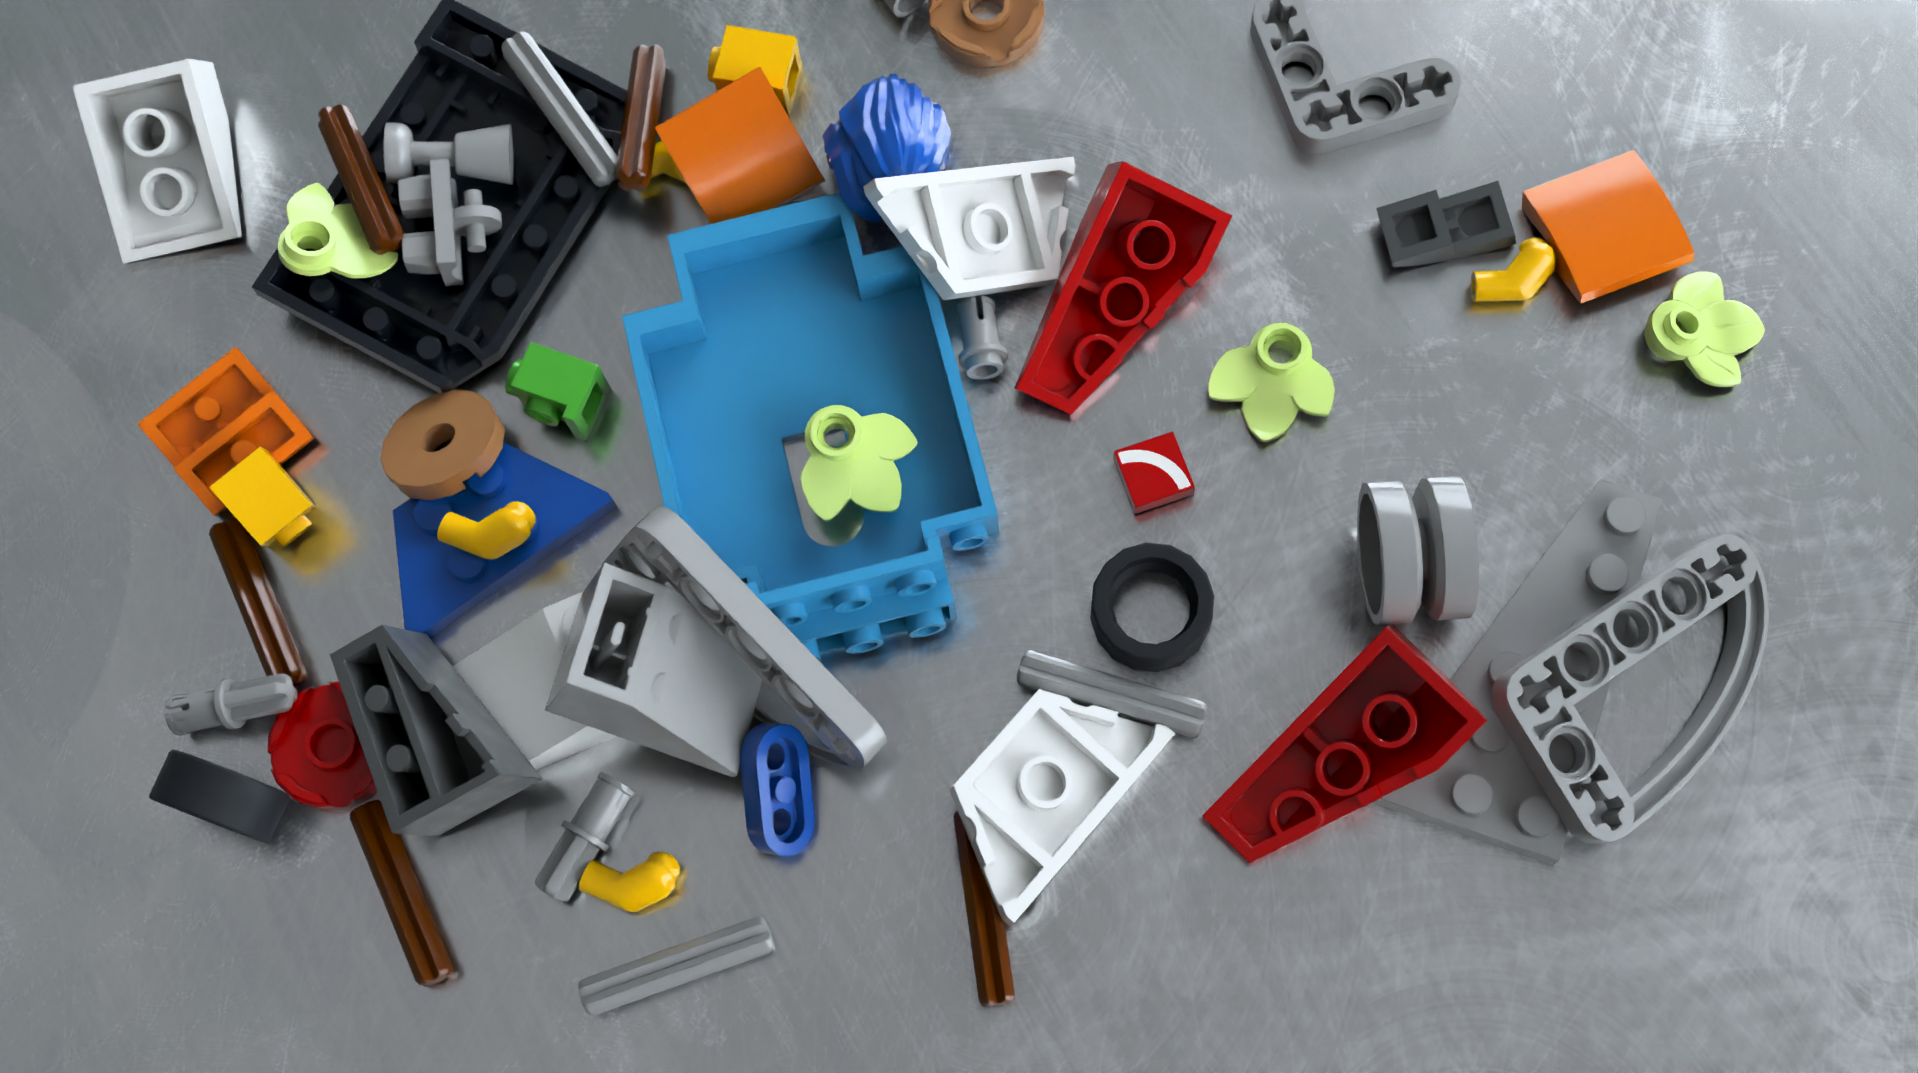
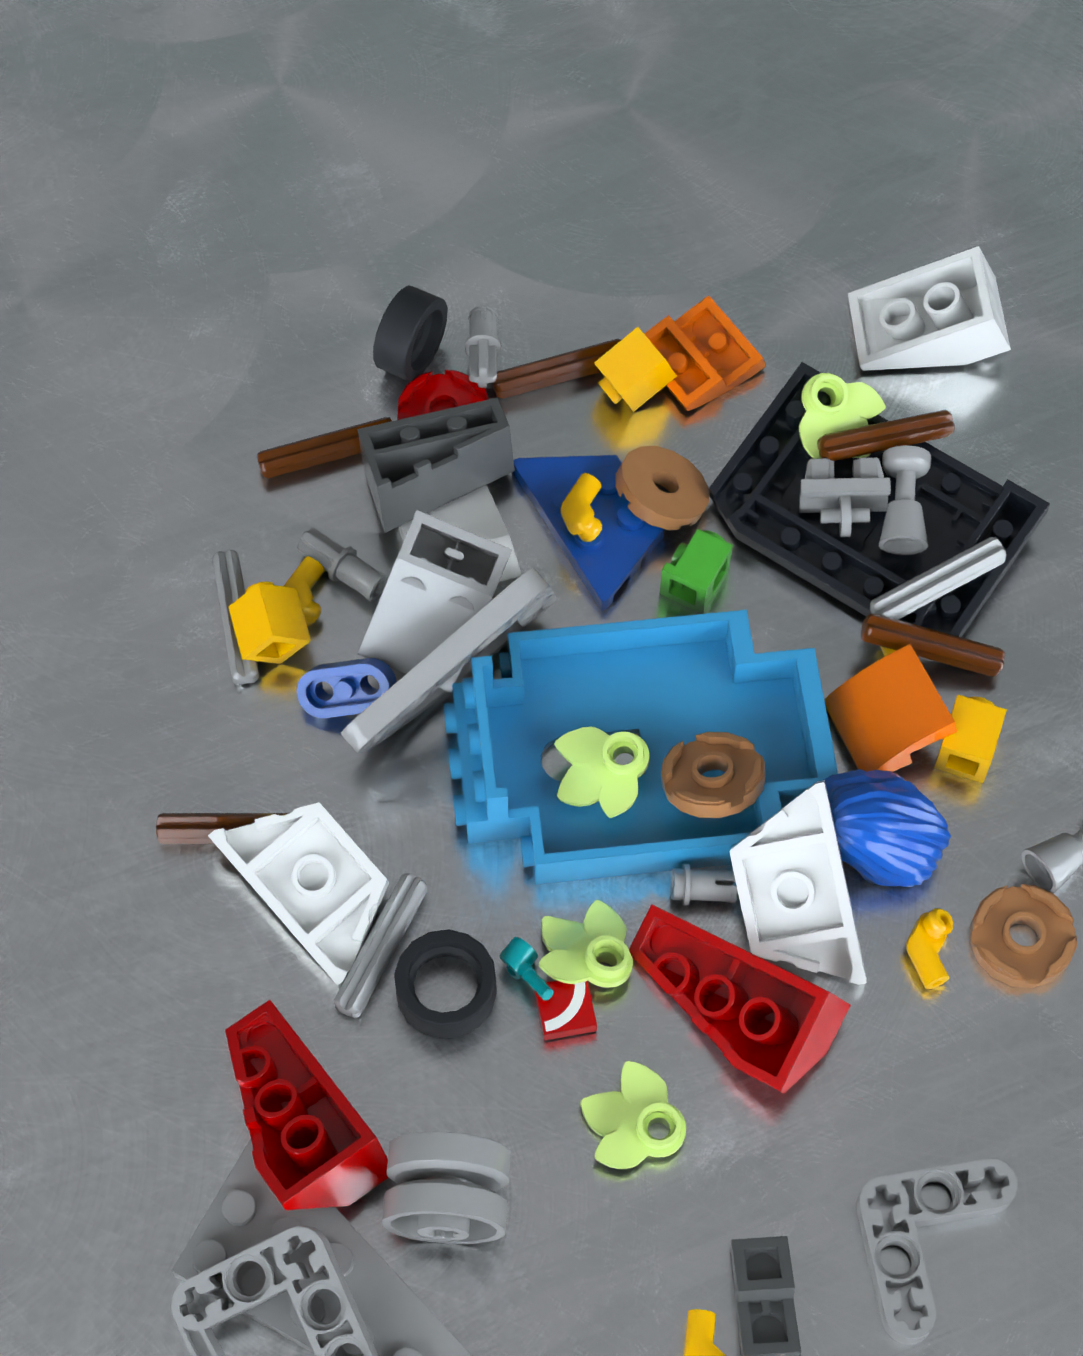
camera: 90 degrees right, 10 degrees down
(691, 908) = (269, 623): none -> yellow brick
(884, 334) = (718, 795): none -> medium nougat tile
(1013, 105) = (925, 943): none -> yellow arm
(1074, 464) = (580, 948): none -> yellowish green plate
(1108, 532) = (519, 957): none -> teal hand

